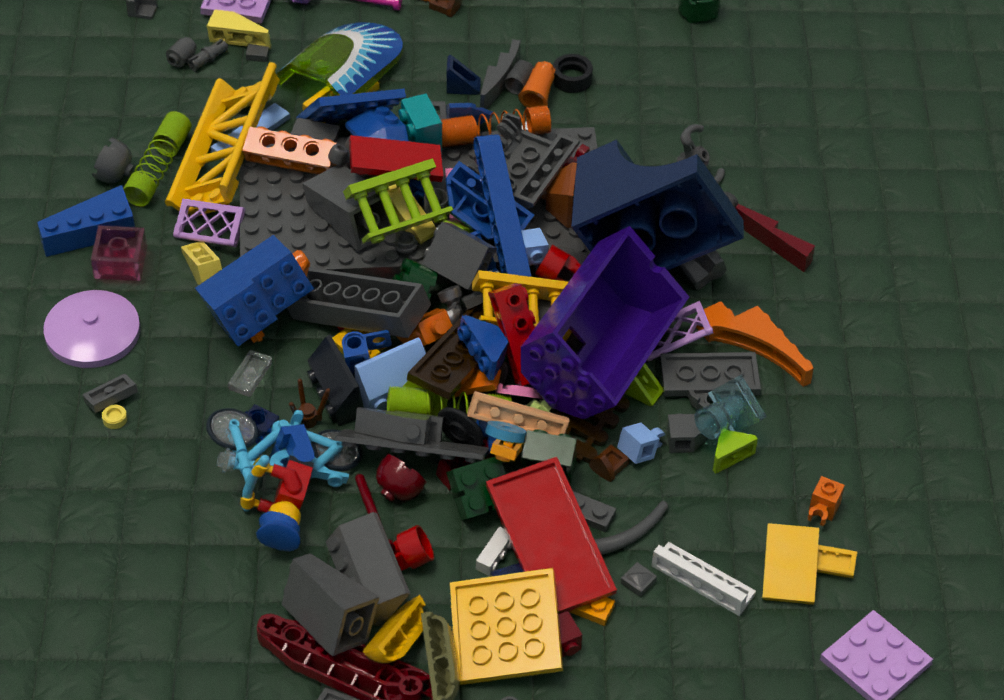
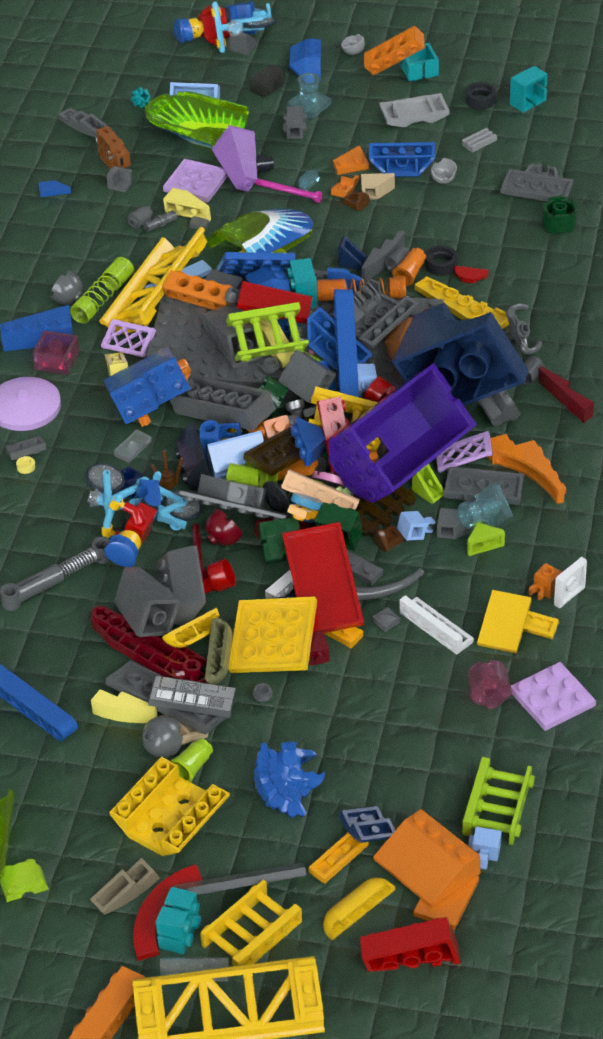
camera: 15 degrees right, 5 degrees down
(58, 23) = (53, 188): none -> blue tile
(191, 574) = (14, 594): none -> dark grey piece
(611, 87) = (470, 275): none -> red tile
(638, 142) = (459, 305): none -> yellow wing
(799, 657) = (489, 683): none -> clear pink brick
(858, 499) = (570, 582): none -> white tile

